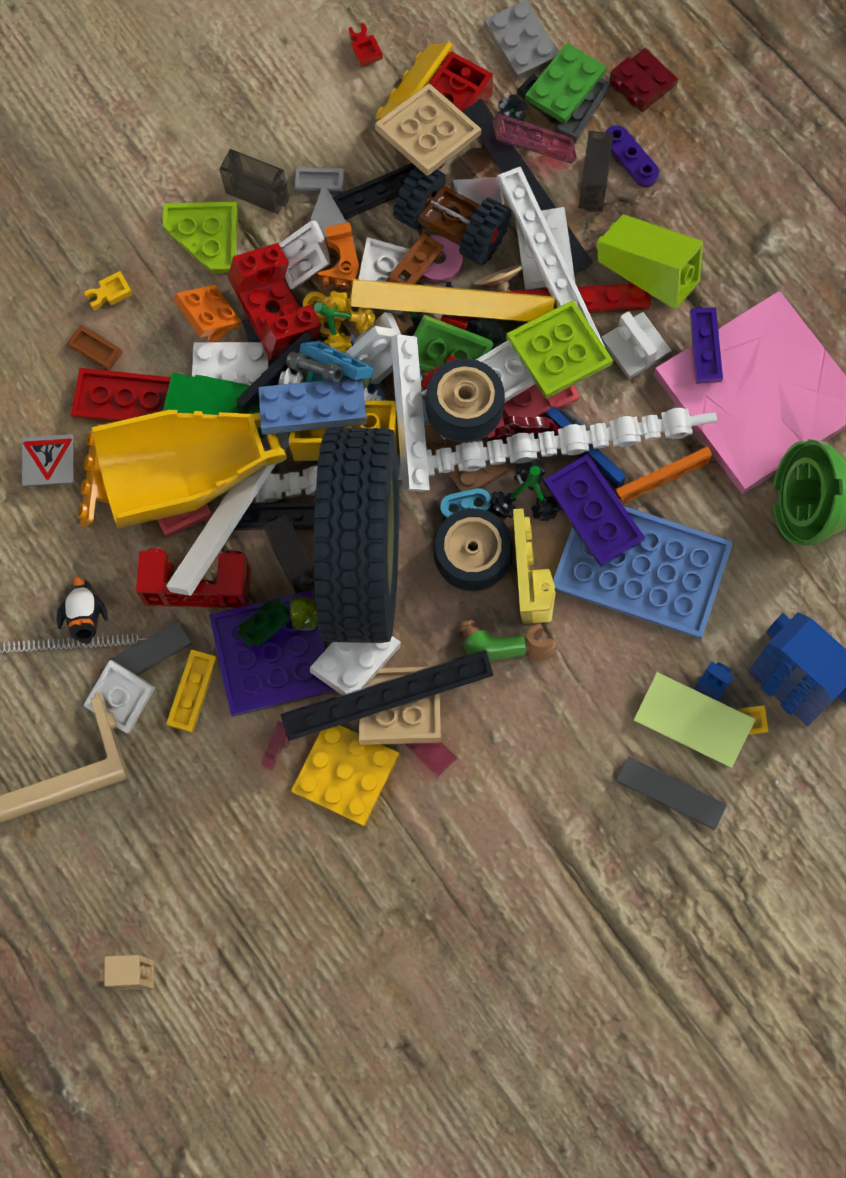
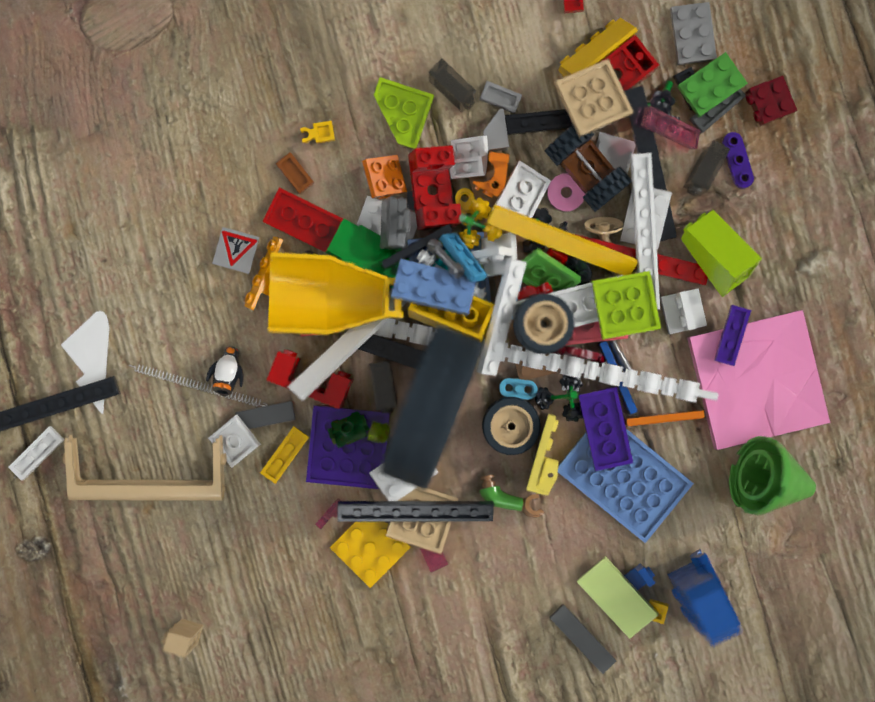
camera: 15 degrees right, 15 degrees up
(235, 347) = (394, 223): none -> dark grey piece
(417, 261) = (547, 195): dark orange plate -> none

